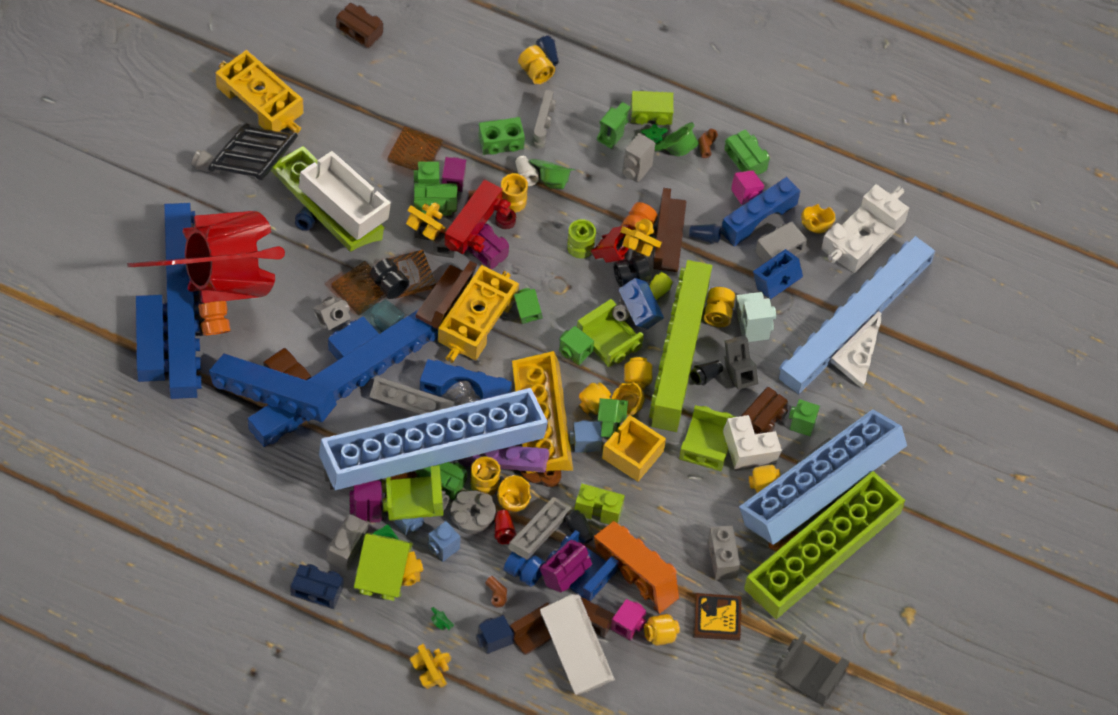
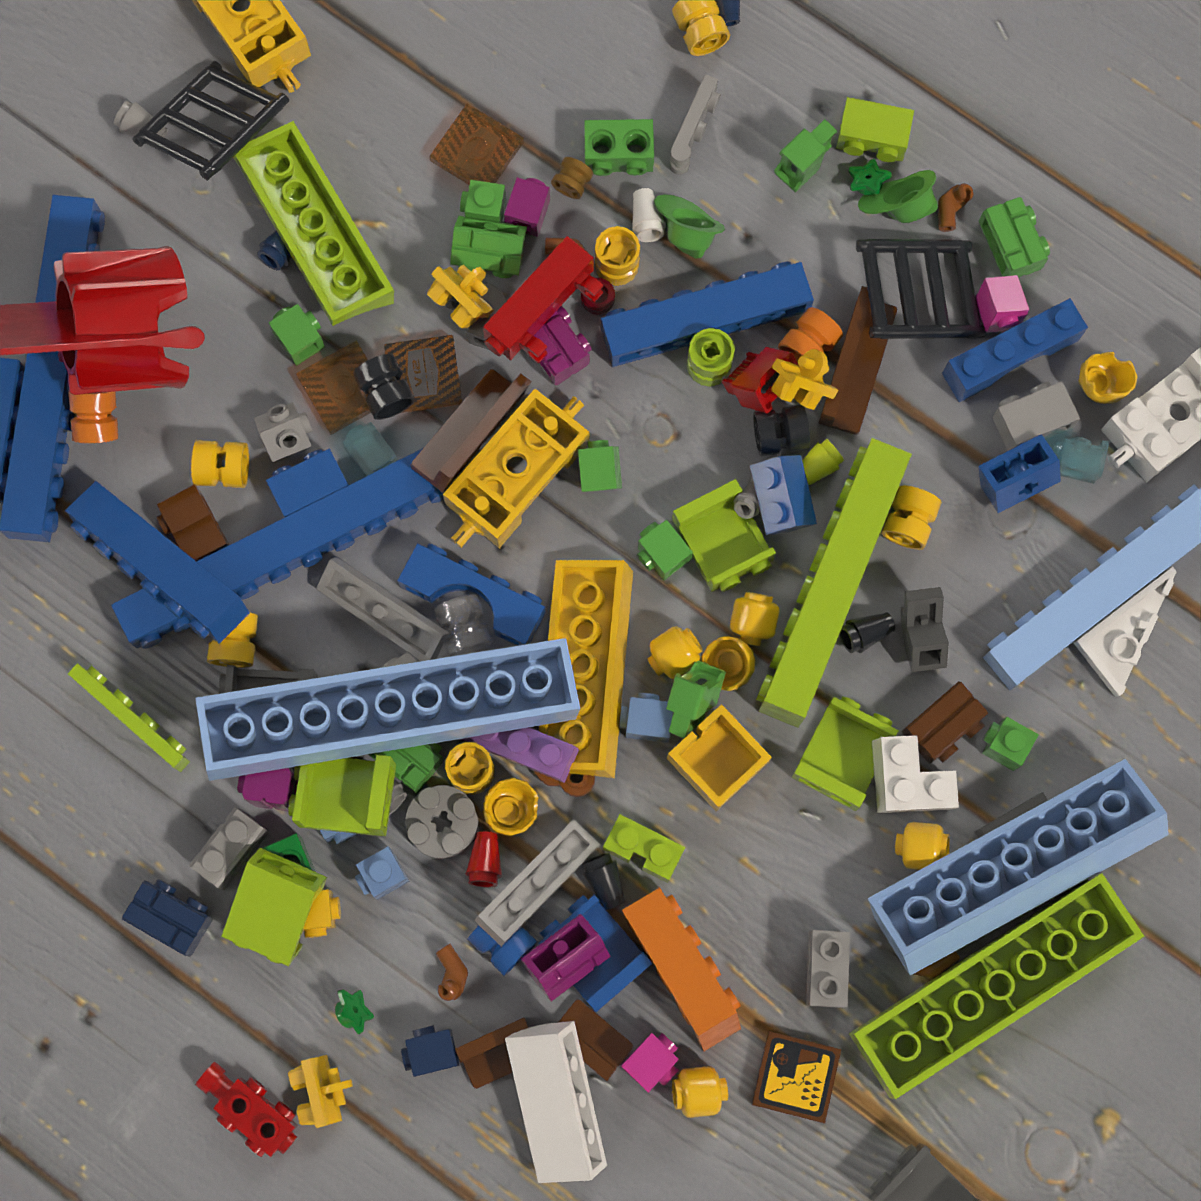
camera: 15 degrees right, 20 degrees up
(276, 484) = (119, 706): none -> lime plate
(297, 335) = (207, 464): none -> yellow wheel
(324, 429) = (236, 647): none -> yellow wheel
(328, 261) = (297, 333): none -> bright green brick
(344, 195) = (334, 230): white piece -> none
(391, 686) = (257, 1112): none -> red brick
(477, 156) = (572, 177): none -> pearl gold wheel
(553, 224) = (727, 306): none -> blue brick
(638, 157) = (832, 224): light grey brick -> none
(696, 206) = (911, 327): none -> black bar
(707, 233) = (917, 375): dark blue cone -> none
(755, 316) = (966, 543): light aqua brick -> none
(813, 263) = (1081, 459): none -> clear light blue brick

